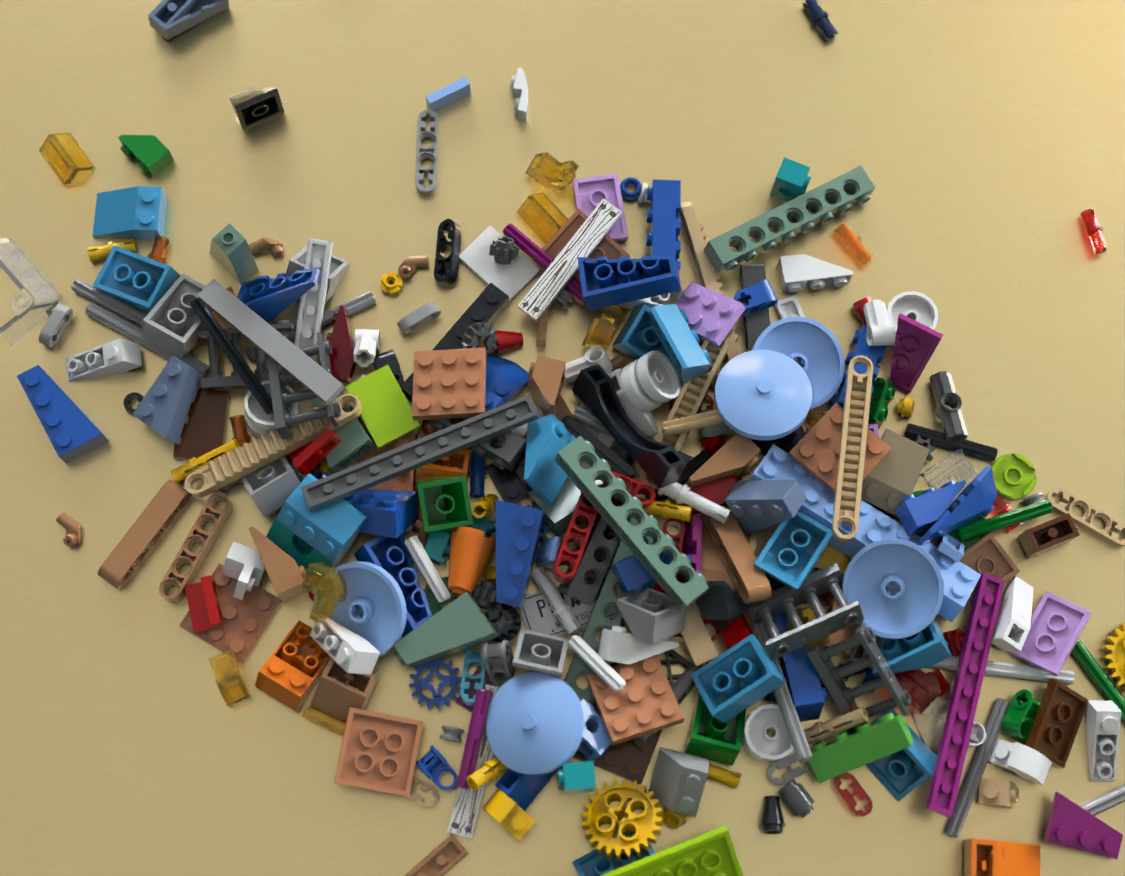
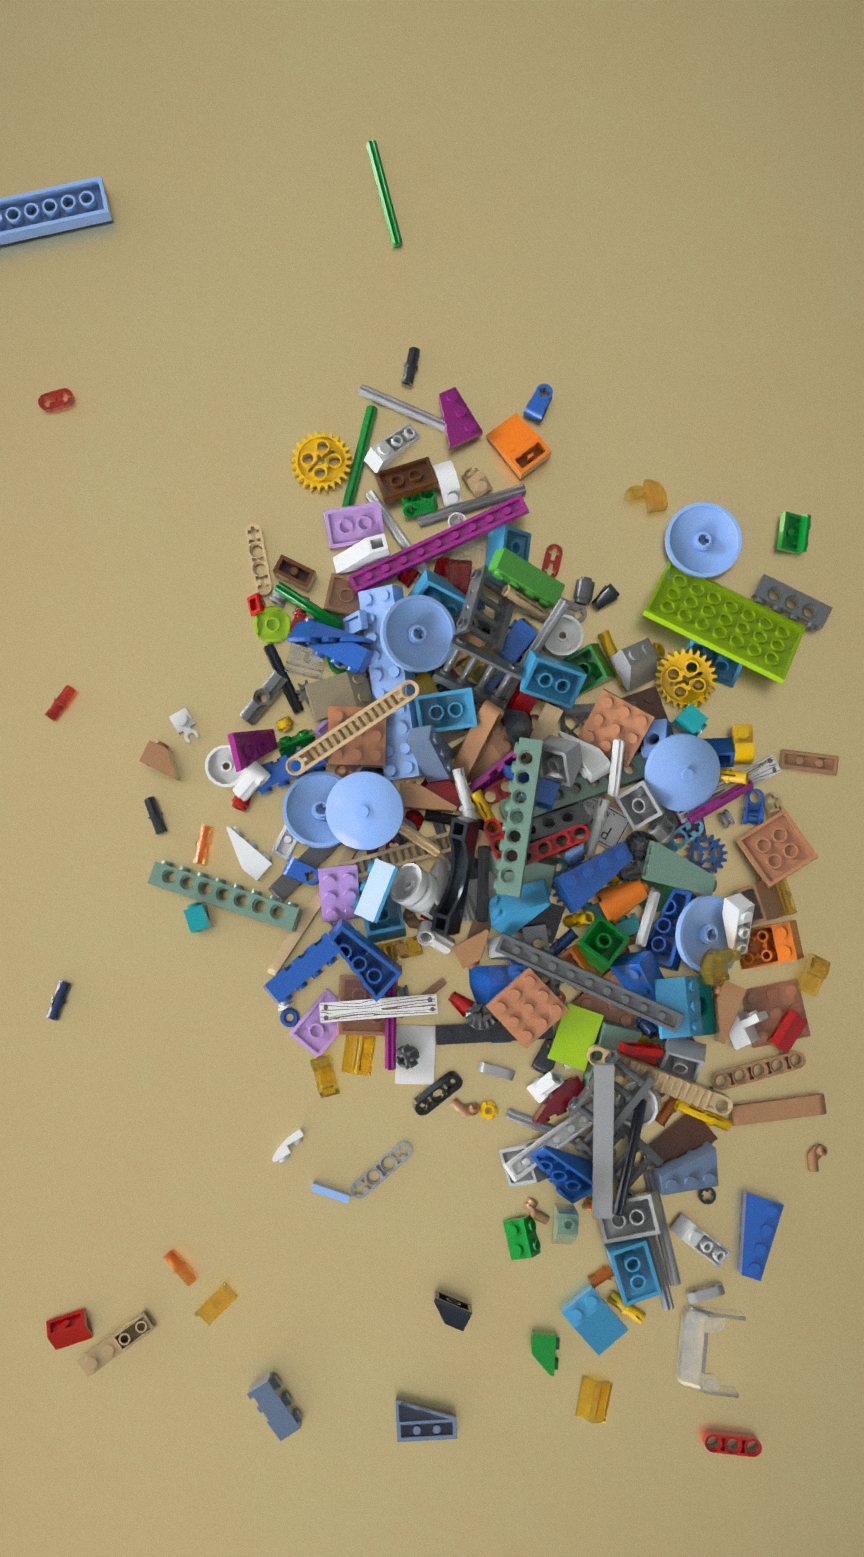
camera: 125 degrees left, 10 degrees up
(255, 215) = (522, 1237): none -> green bracket
(916, 226) = (155, 815): none -> black axle
(965, 268) = (160, 758): none -> medium nougat slope
(983, 320) = (183, 722): none -> white plate
(1045, 478) = (256, 603): none -> red slope

